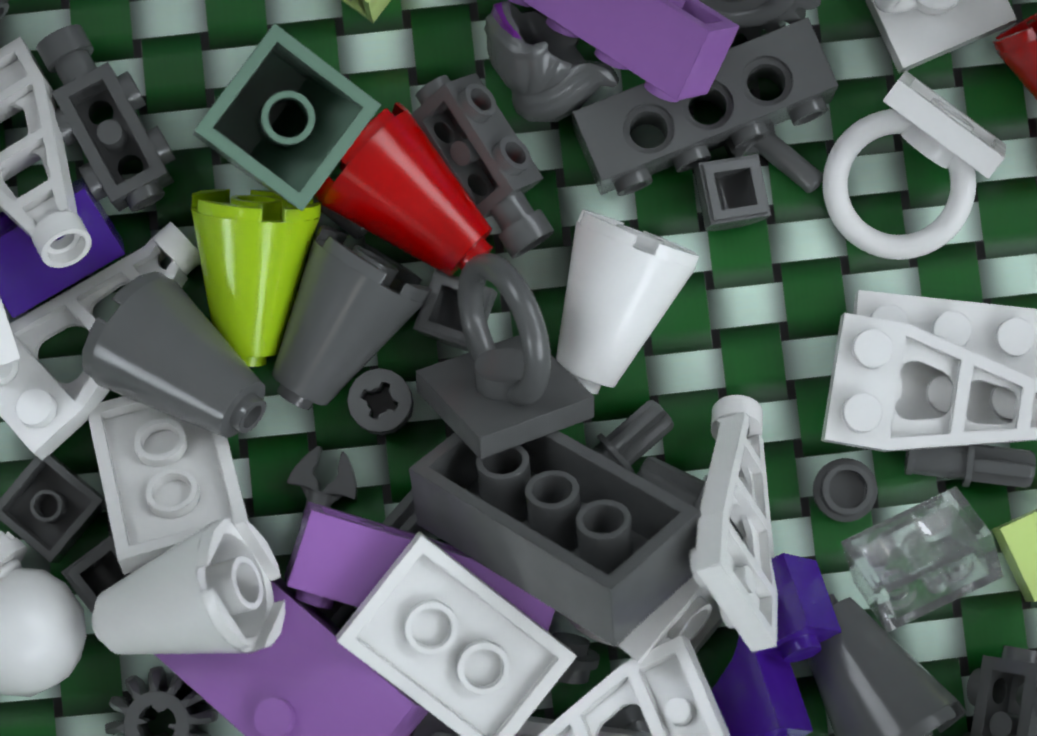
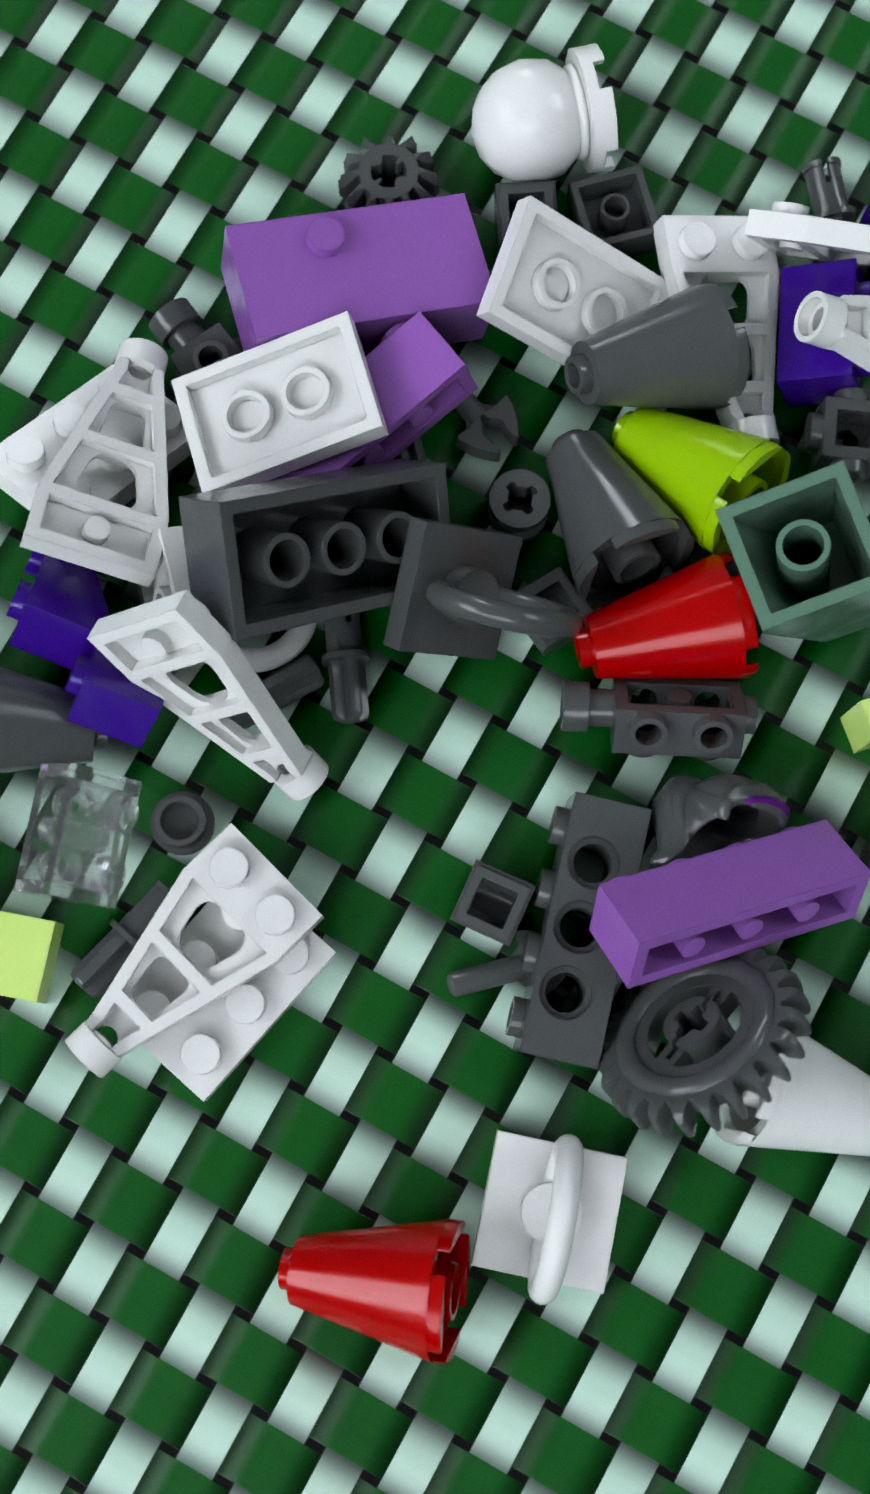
camera: 125 degrees right, 5 degrees down
(196, 597) = (454, 237): white cone -> none
(615, 296) = (474, 744): white cone -> none
(936, 132) = (420, 1112): white tile -> none

